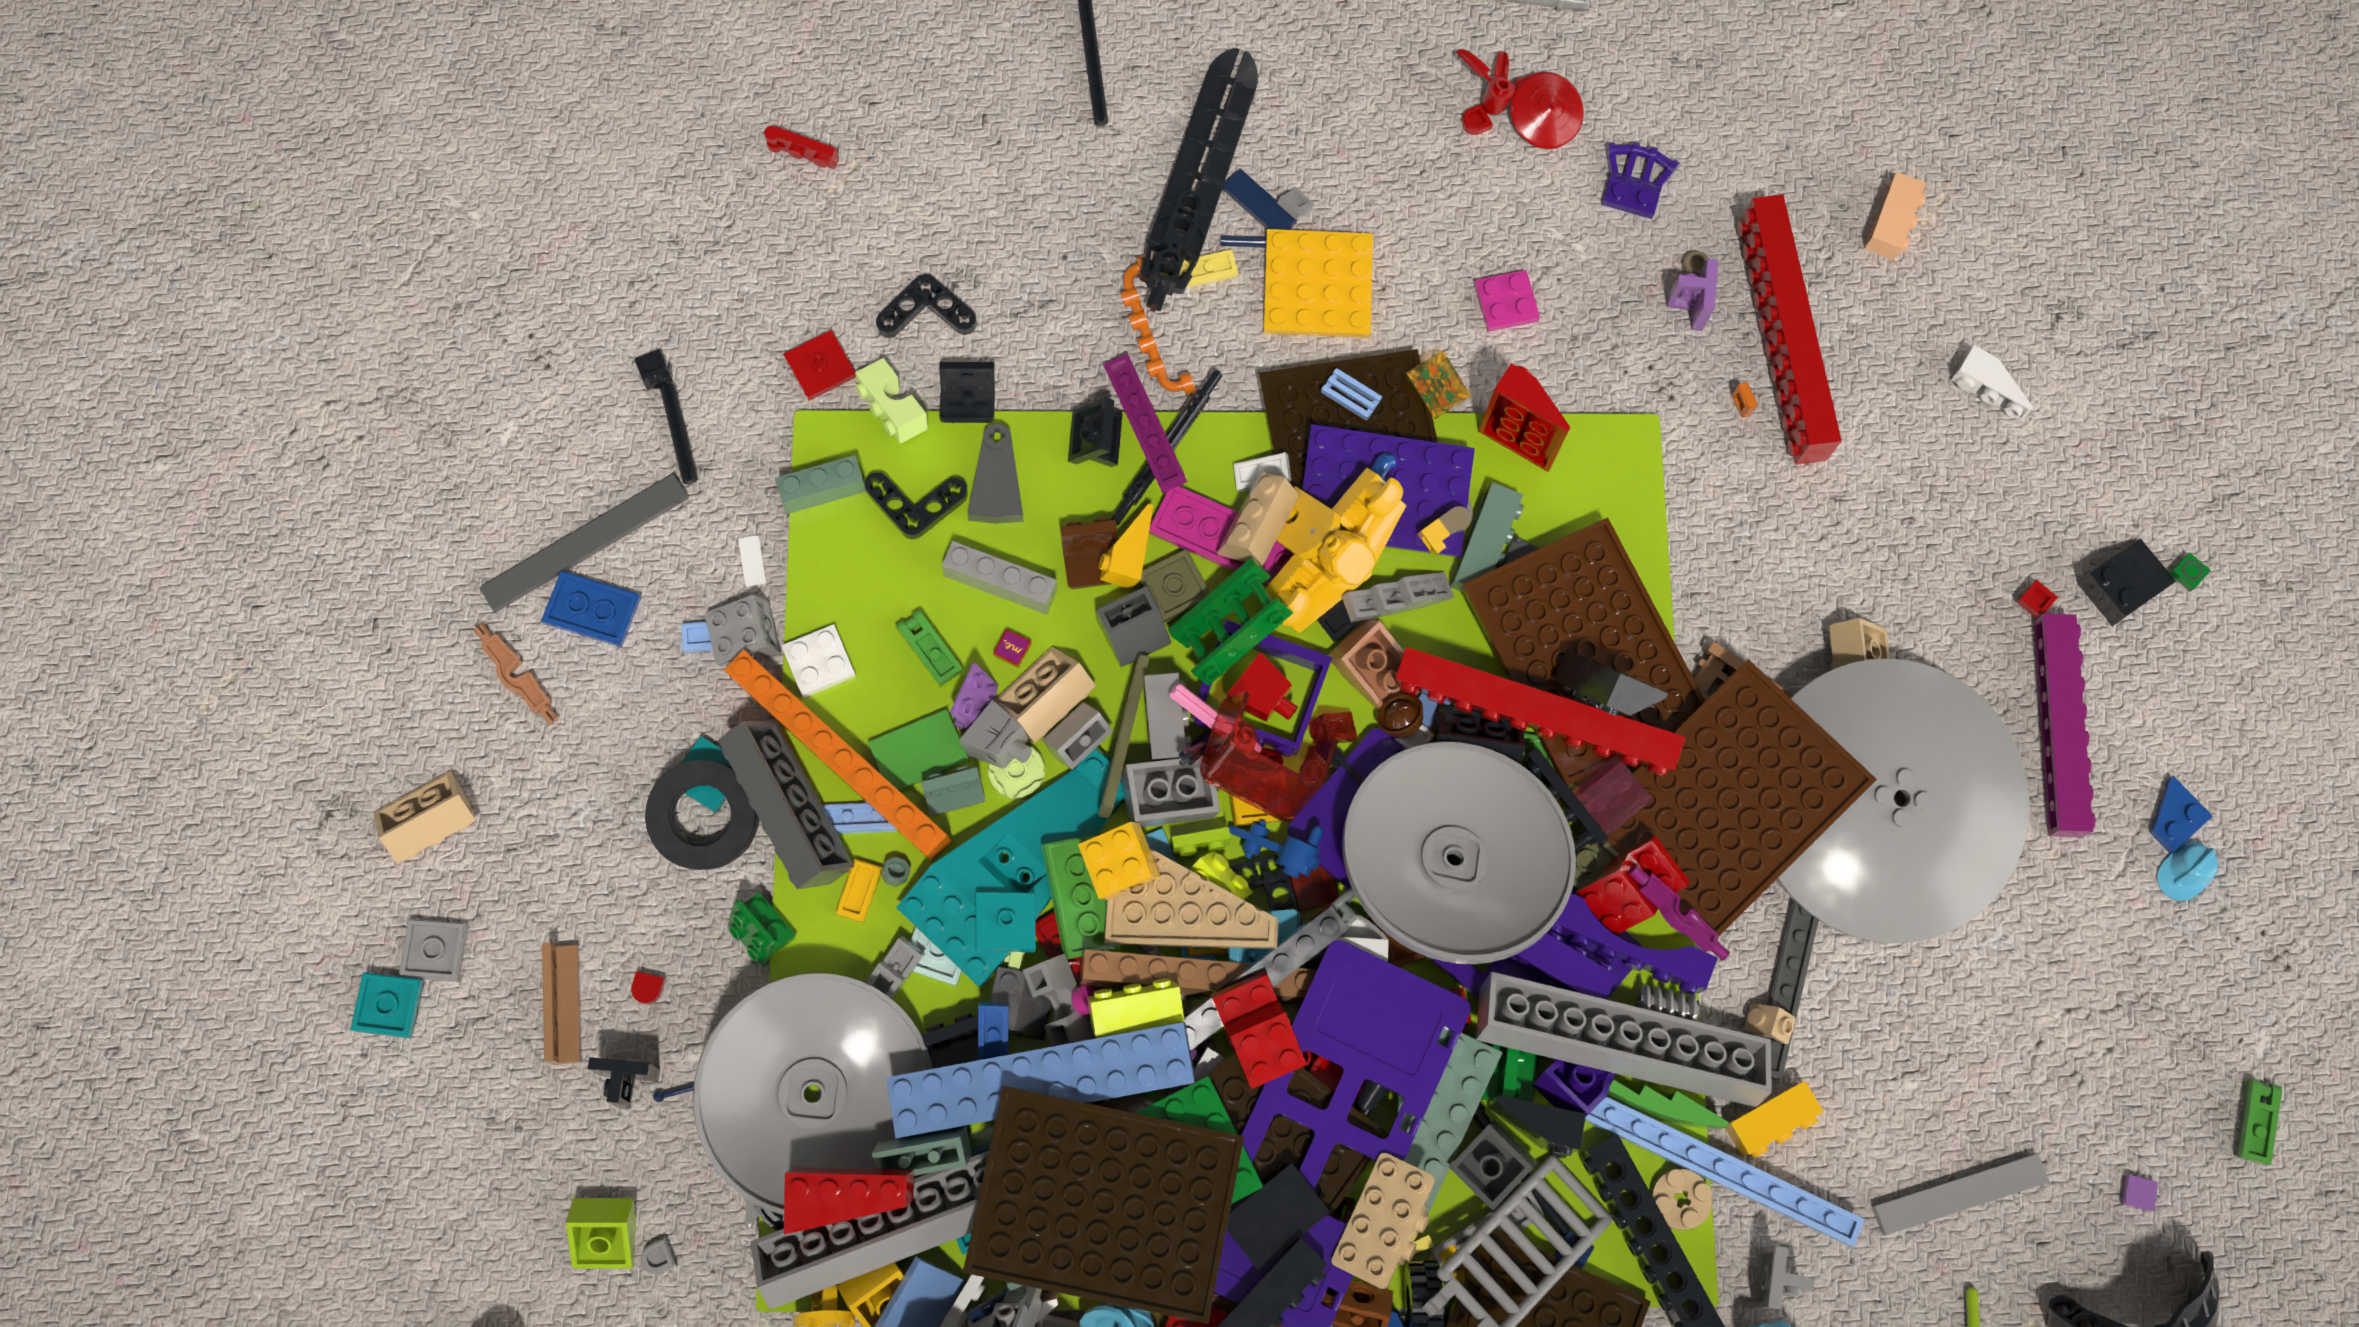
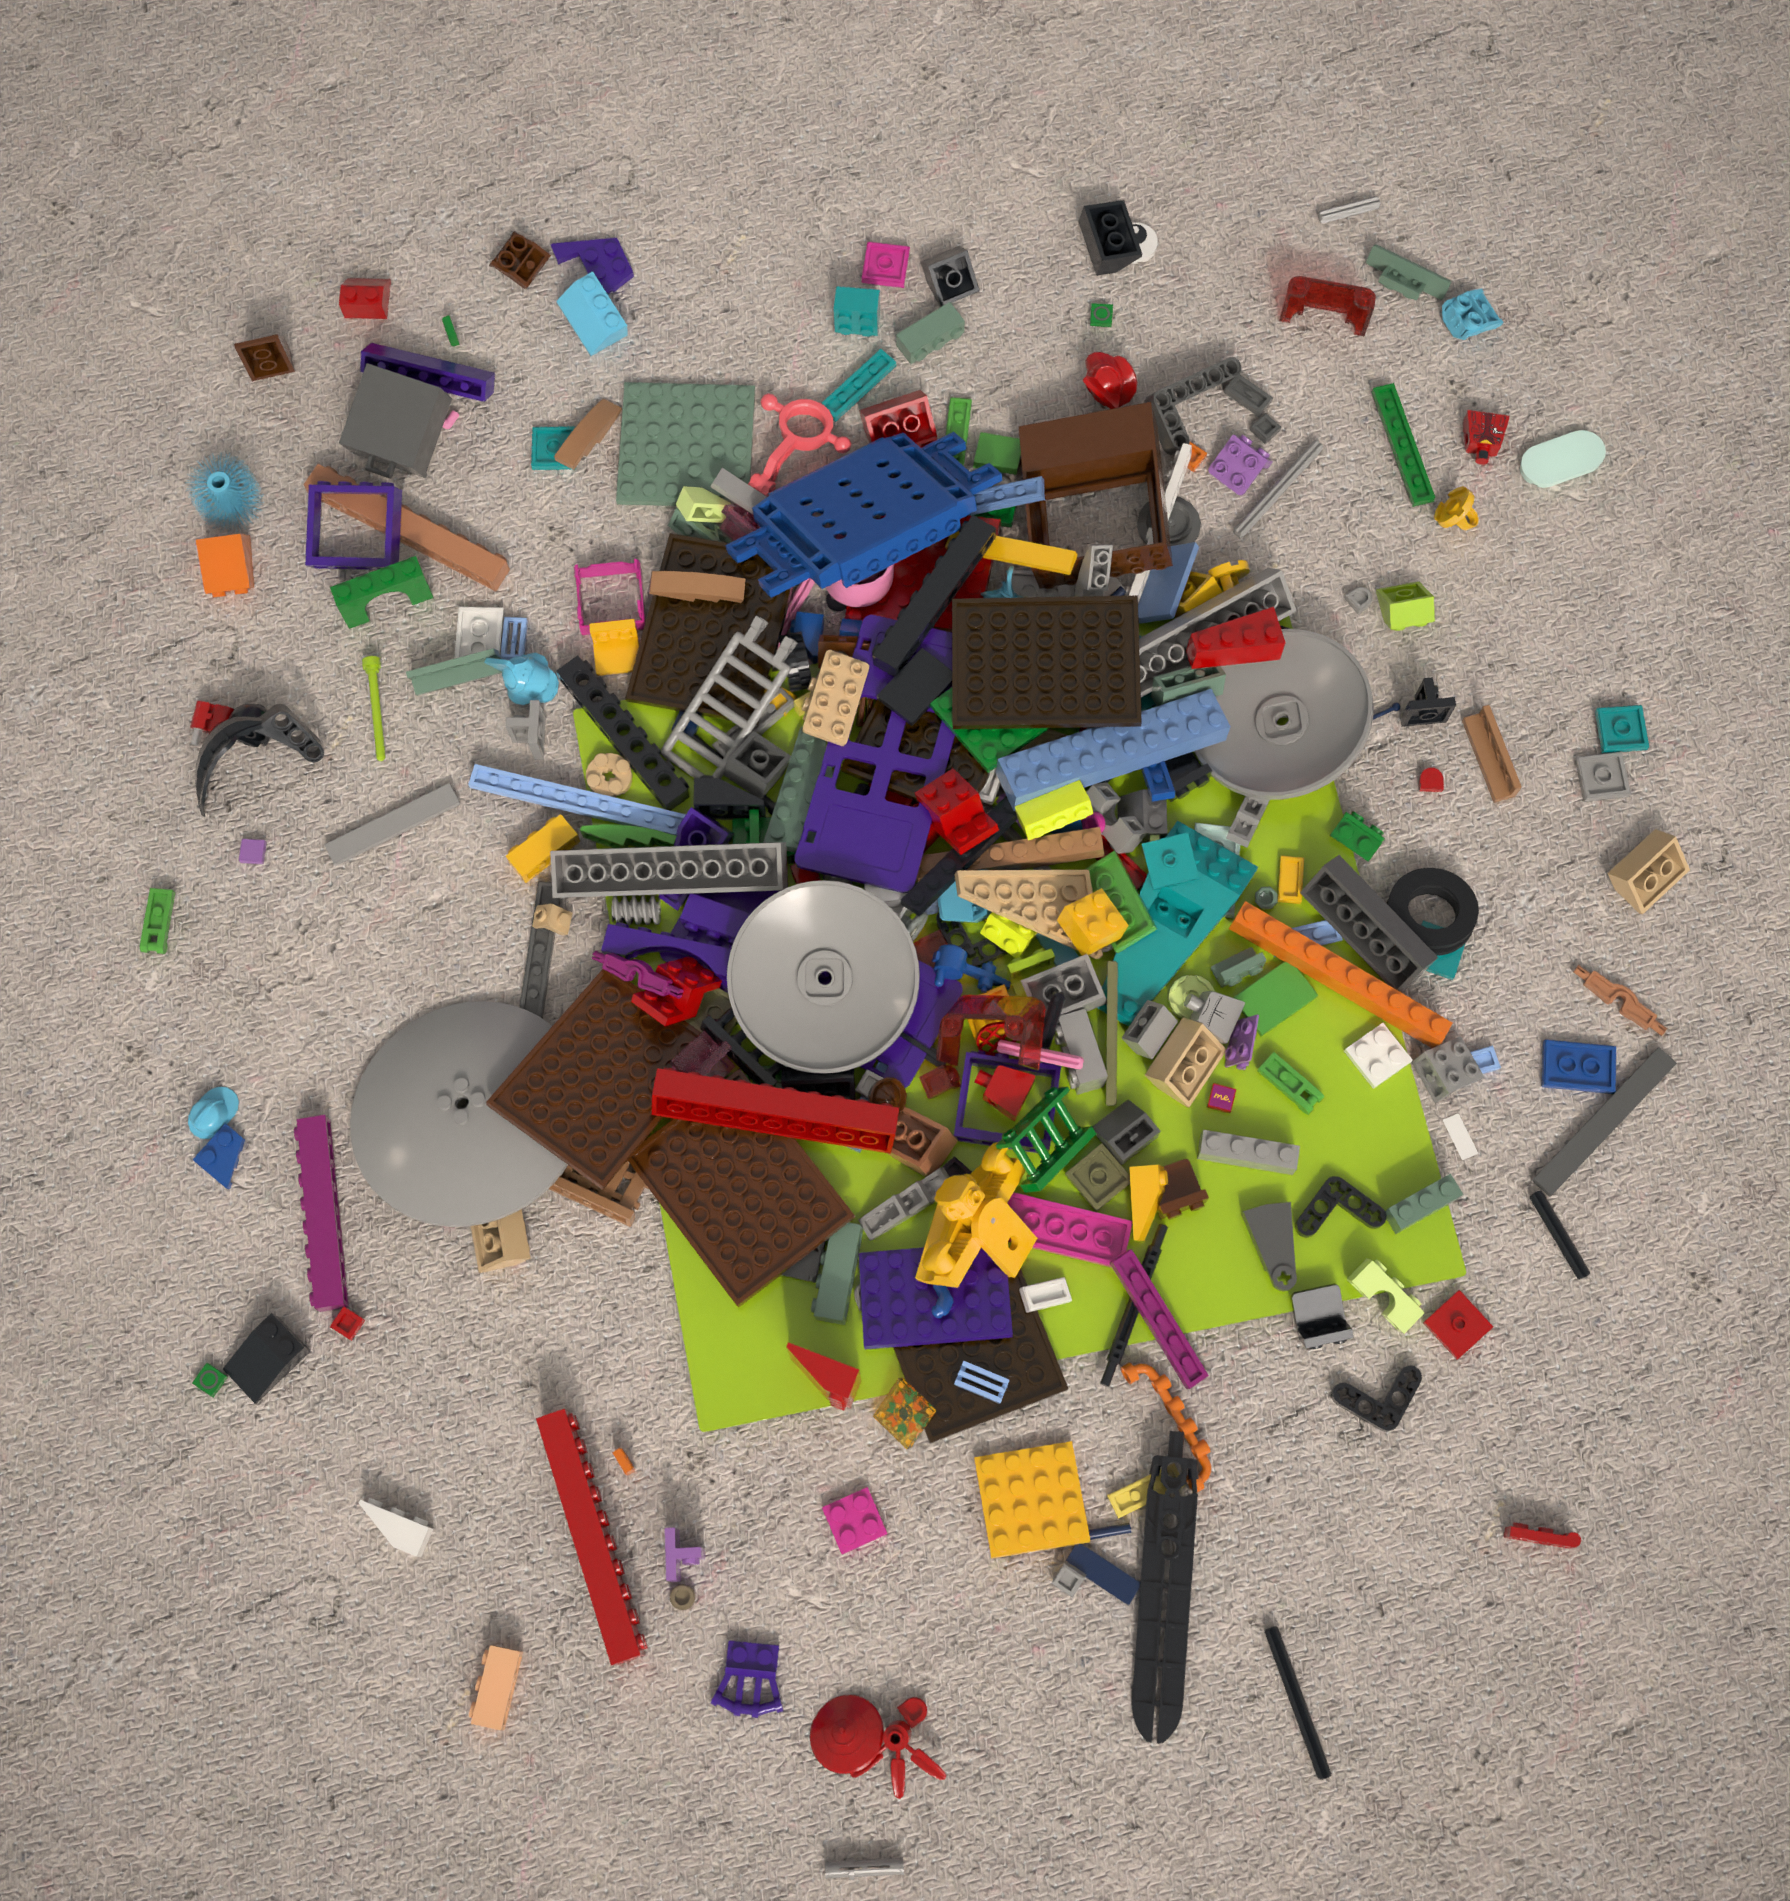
camera: 175 degrees right, 0 degrees up
(653, 370) = (1601, 1288): black bracket -> none
(1095, 433) = (1198, 1299): black bracket -> none
(1259, 519) = (1040, 1235): tan slope -> none
(1453, 521) = (879, 1265): leg -> none
(1605, 686) = (720, 1133): black slope -> none

